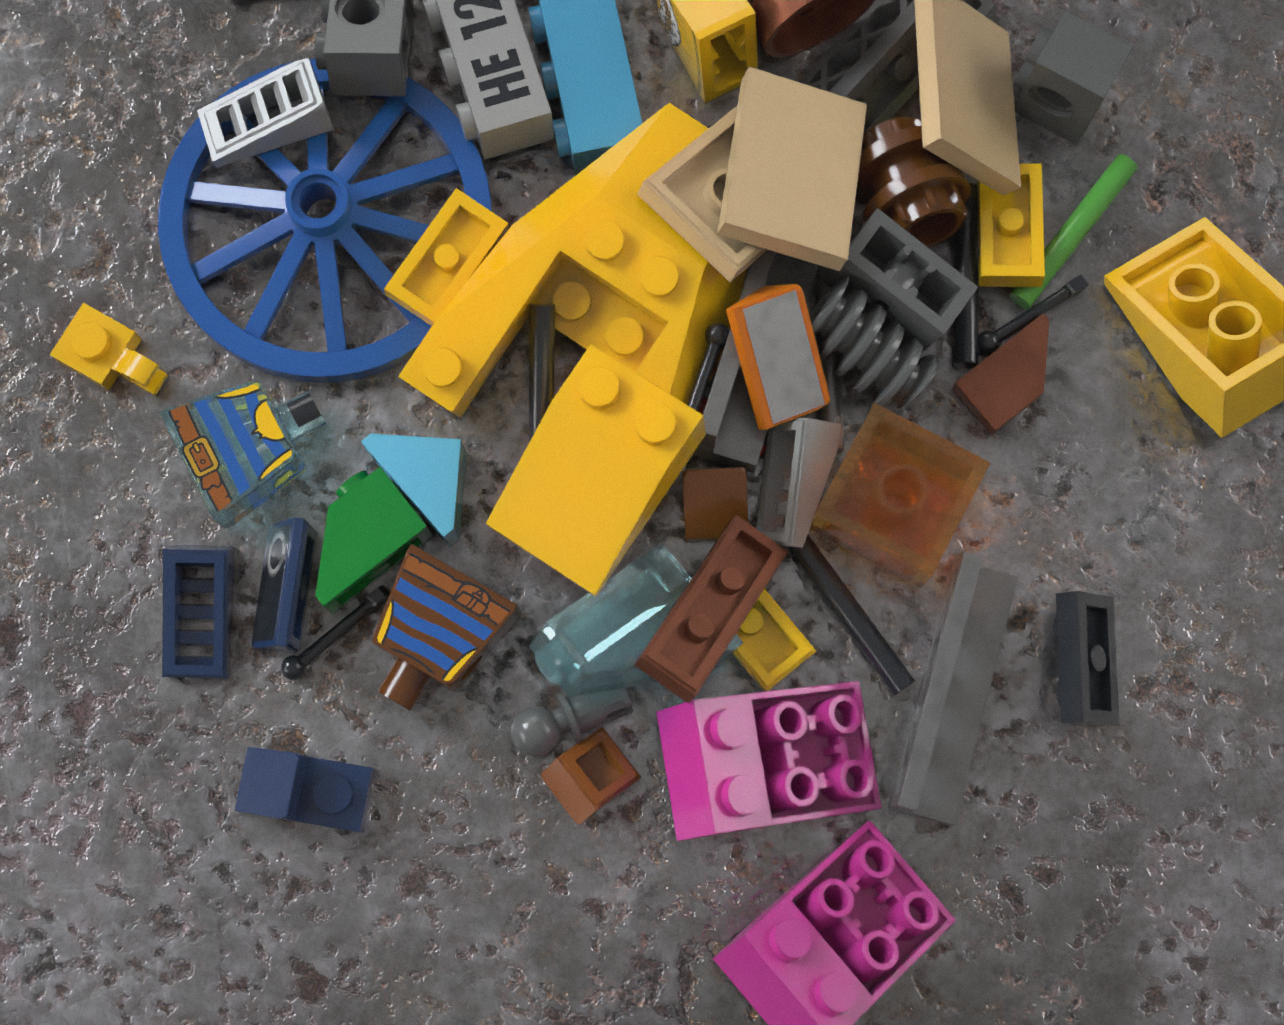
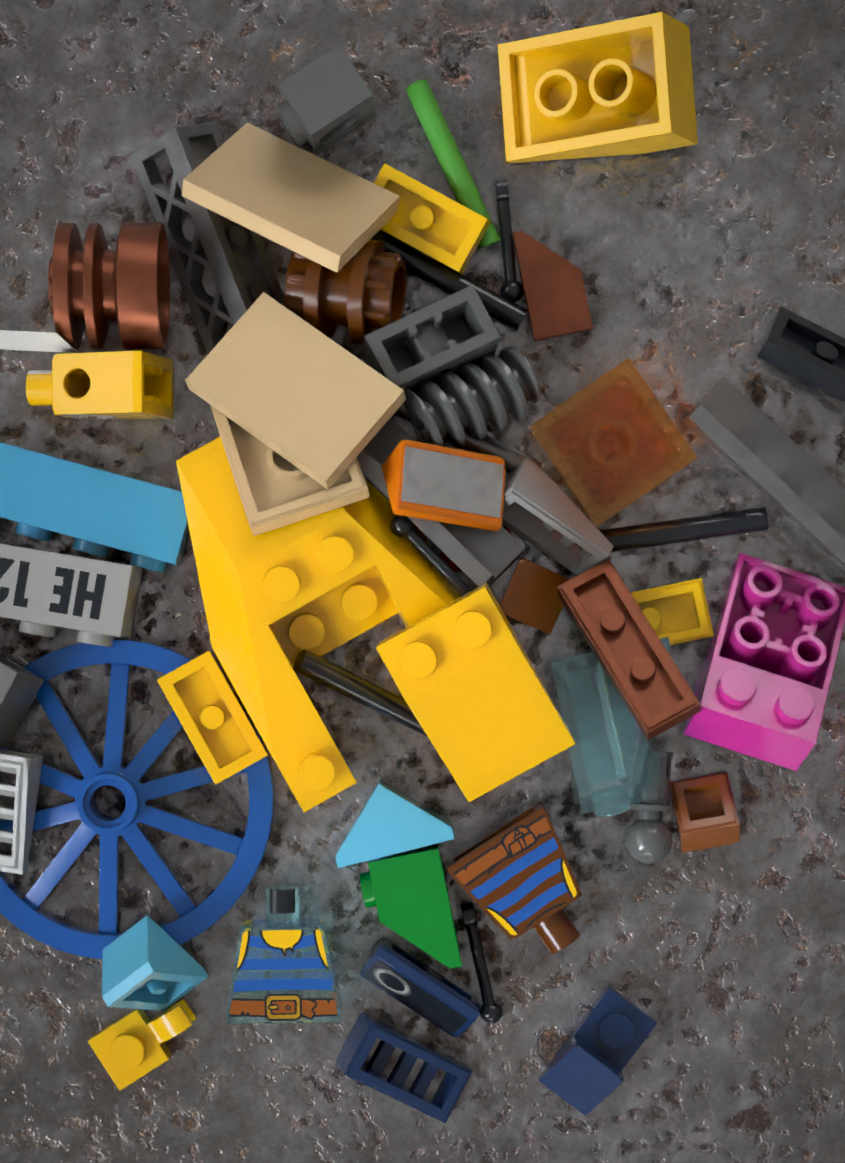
camera: 60 degrees left, 10 degrees up
(176, 320) = (147, 969): none -> medium azure slope

